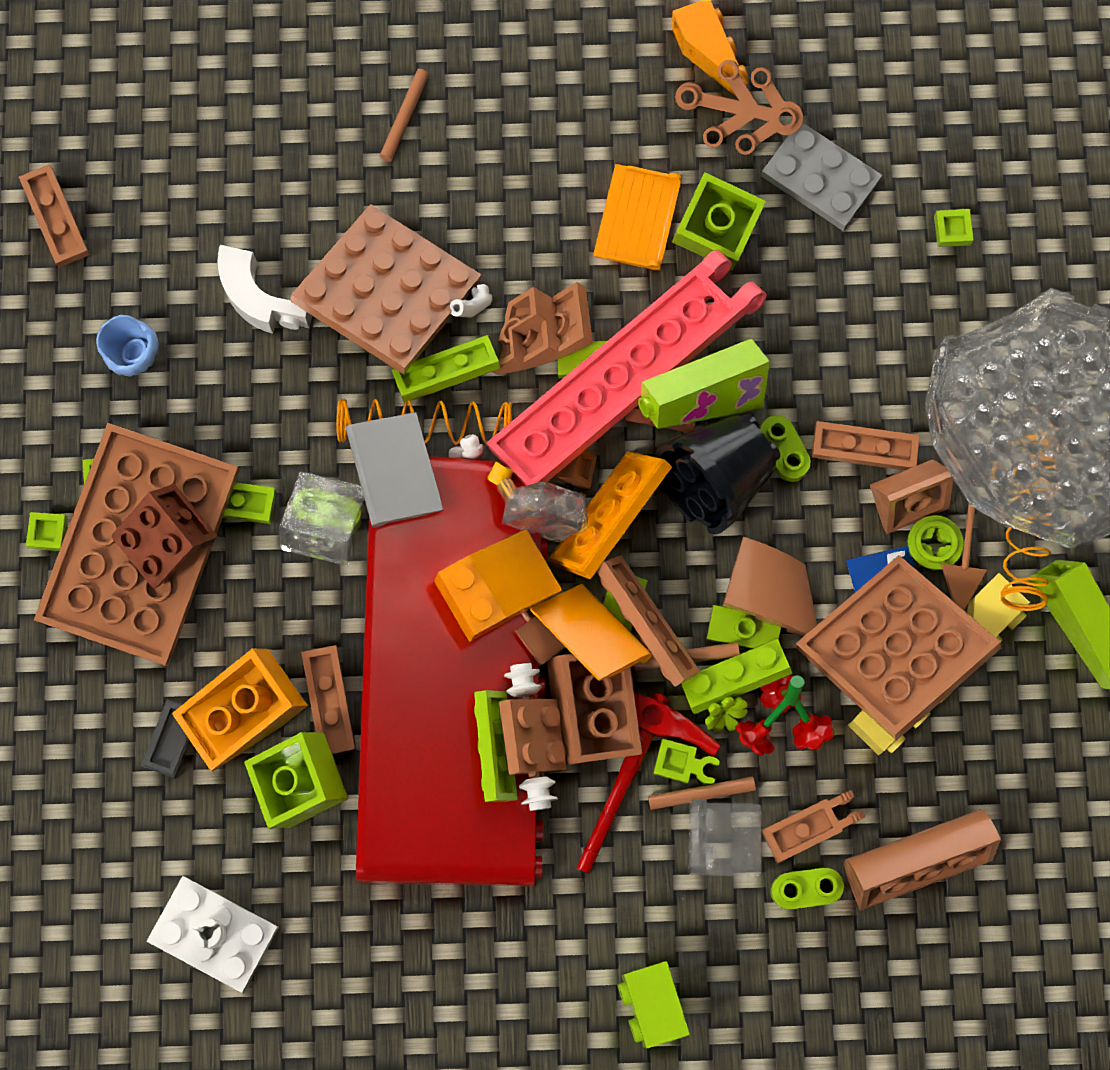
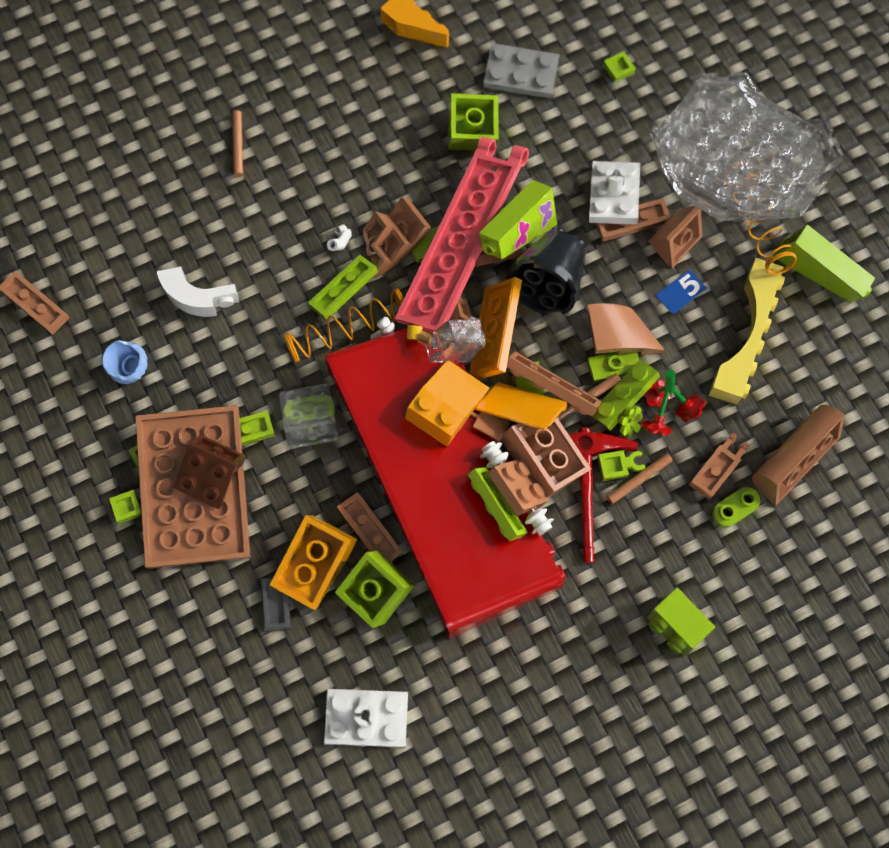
camera: 25 degrees left, 5 degrees down
(385, 288) = (279, 253): nougat plate -> none
(394, 469) = (344, 358): light grey piece -> none
(637, 216) = (418, 143): light orange piece -> none
(724, 839) = (668, 500): clear bracket -> none
(745, 108) = (454, 48): nougat plant -> none
(789, 446) = (591, 256): lime plate -> none
(858, 399) = (614, 192): none -> white plate
(898, 647) = (718, 329): nougat plate -> none
(945, 531) = (708, 250): lime gear -> none
(964, 580) = (733, 274): nougat piece -> none

